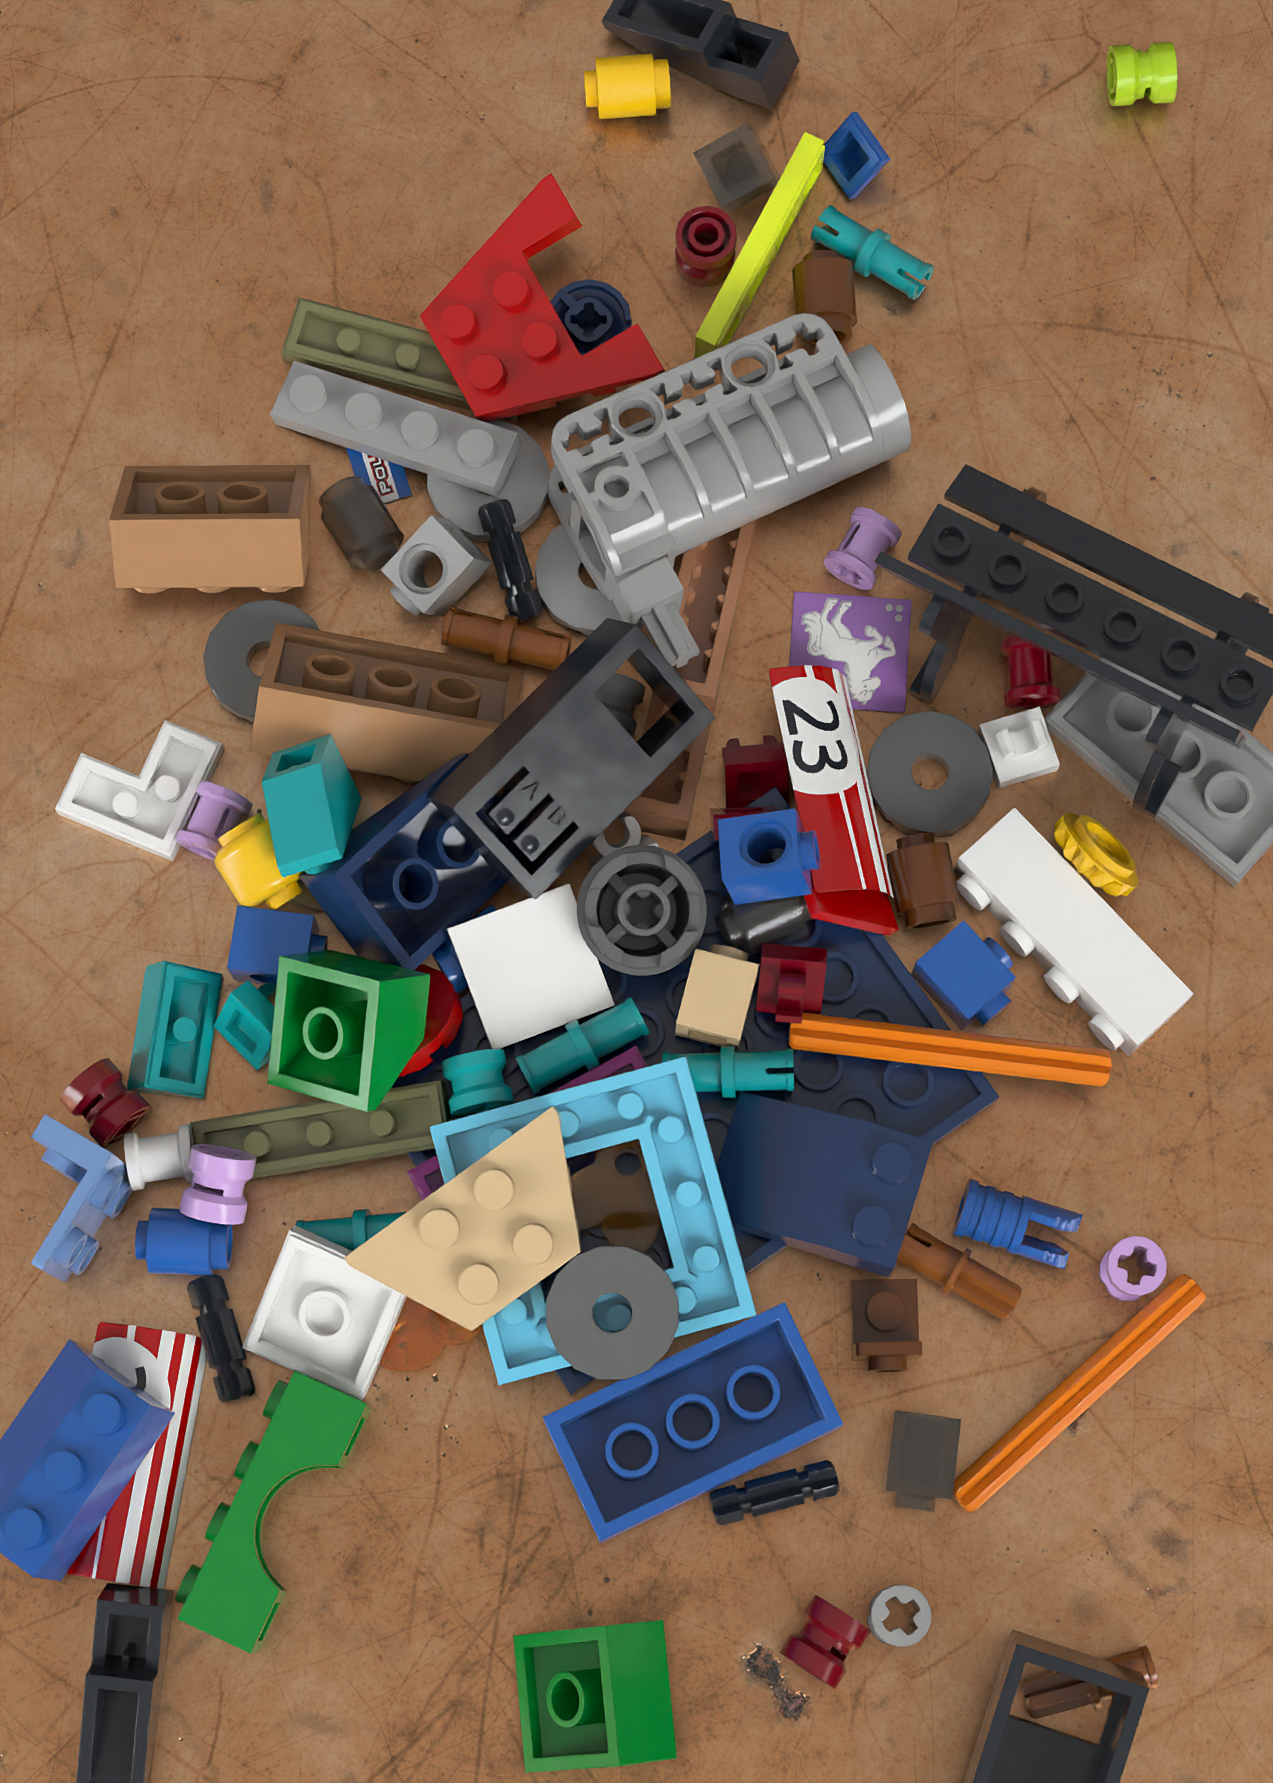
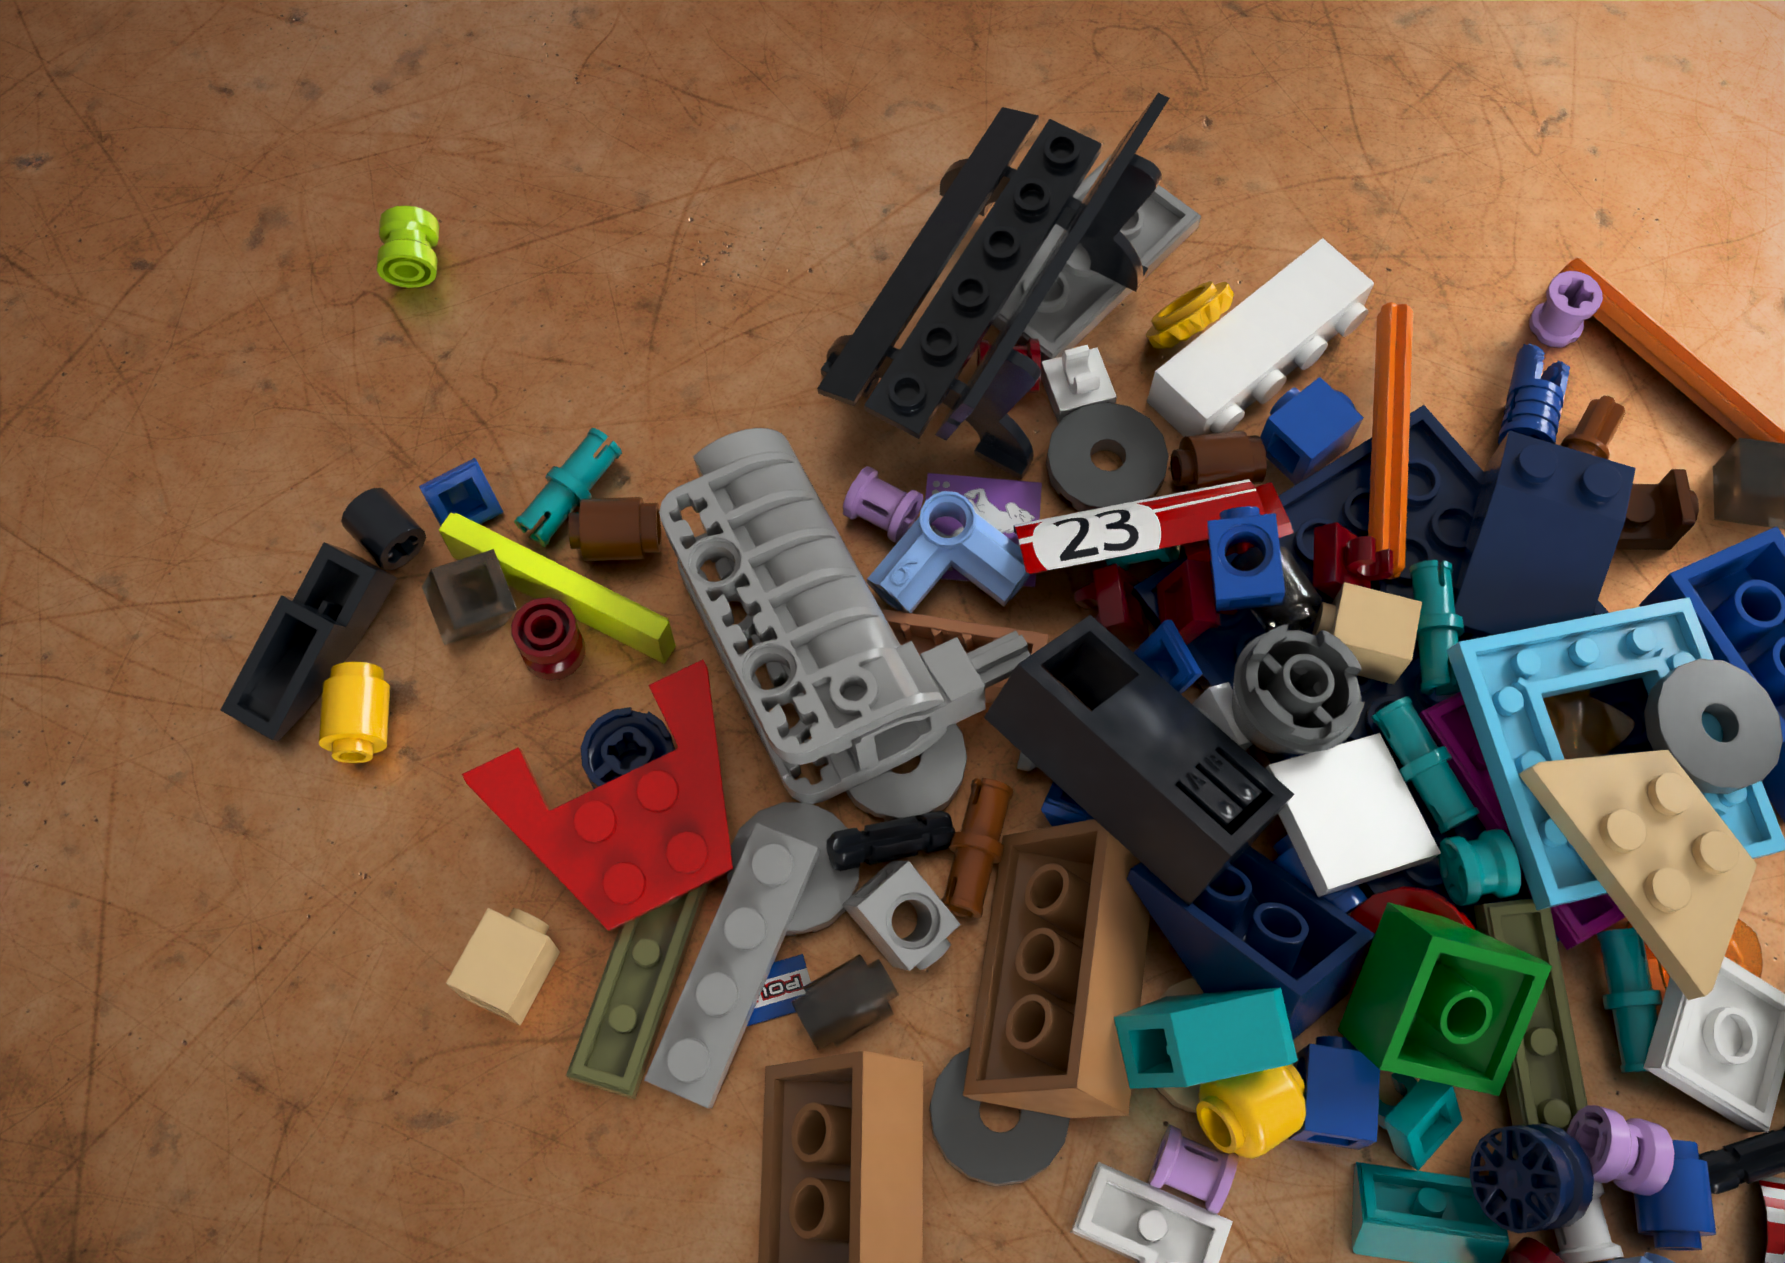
camera: 90 degrees left, 10 degrees down
(194, 1102) = (1511, 1189): none -> dark blue wheel
(392, 237) = (505, 964): none -> tan brick
(678, 803) = (1170, 657): none -> blue slope
(802, 587) = (923, 557): none -> light blue piece
(818, 89) = (383, 528): none -> black gear

